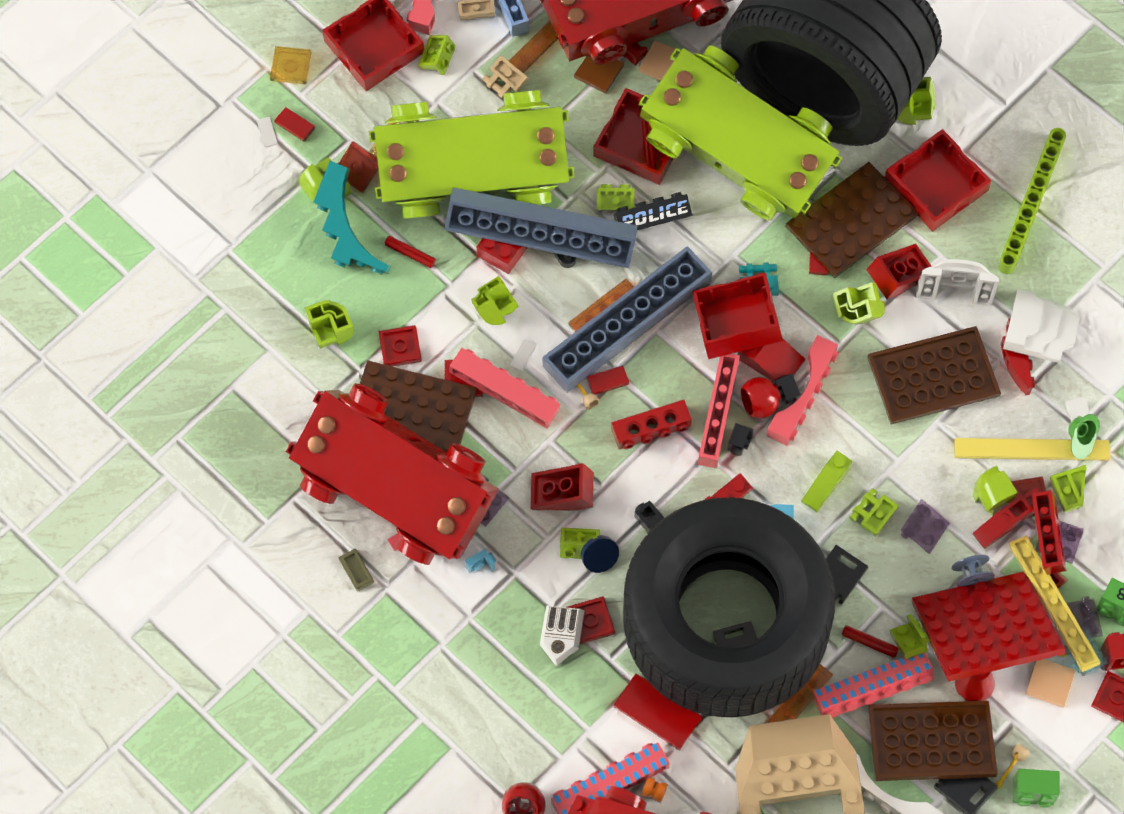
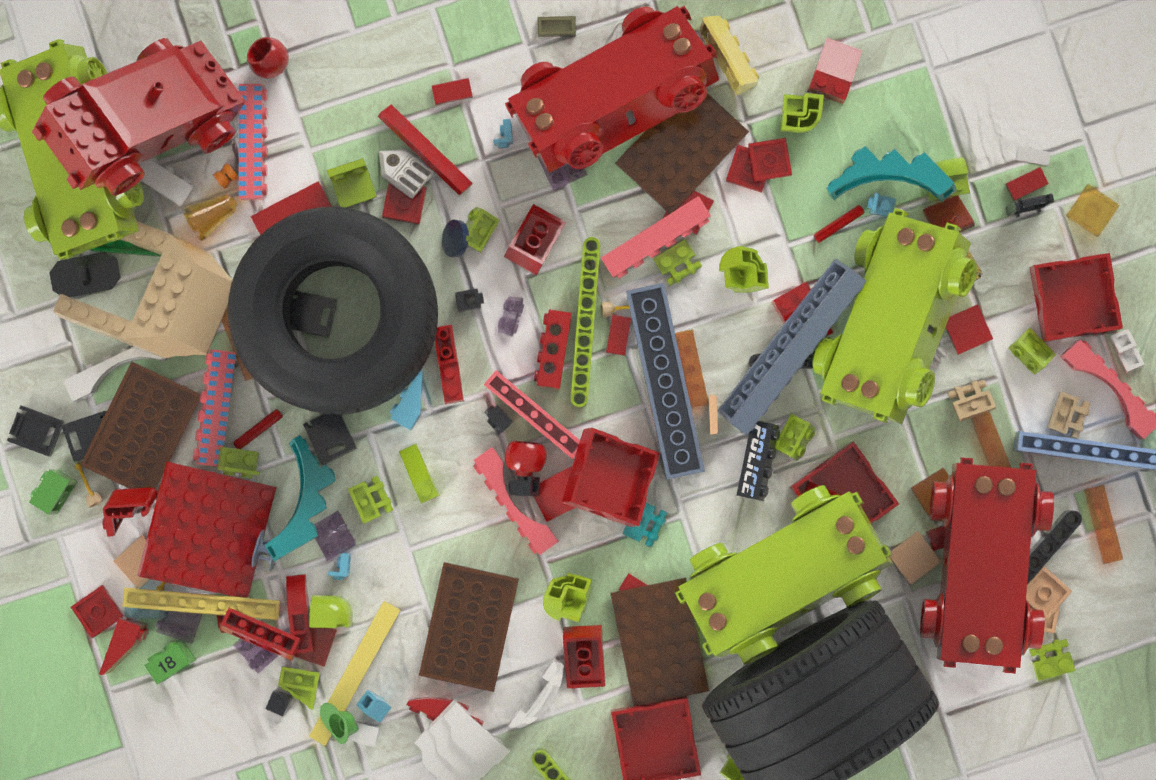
camera: 120 degrees right, 20 degrees up
(275, 317) = (835, 70): none -> slope
(299, 414) = (730, 58): none -> light yellow slope
(313, 108) = (1030, 204): none -> black container
(375, 226) = (881, 205): none -> medium azure bracket
(383, 330) = (770, 159): none -> red tile
(448, 106) = (968, 329): none -> red tile
(465, 630) = (452, 91): none -> red tile
(513, 366) = (674, 257): none -> lime plate
(532, 624) = (425, 149): none -> red tile
(599, 672) = (352, 183): none -> lime bracket
(618, 403) = (588, 313): none -> lime beam
(635, 265) = (713, 420): none -> light nougat tile
(642, 472) = (512, 308): none -> clear purple hinge
(701, 783) = (209, 214): none -> clear yellow cone
(910, 554) = (309, 504): none -> teal arch
(946, 502) = (344, 564): none -> medium azure bracket
(1008, 712) = (124, 504): none -> red piece
(1050, 415) = (374, 706): none -> medium azure brick
(1097, 495) = (279, 702): none -> black brick

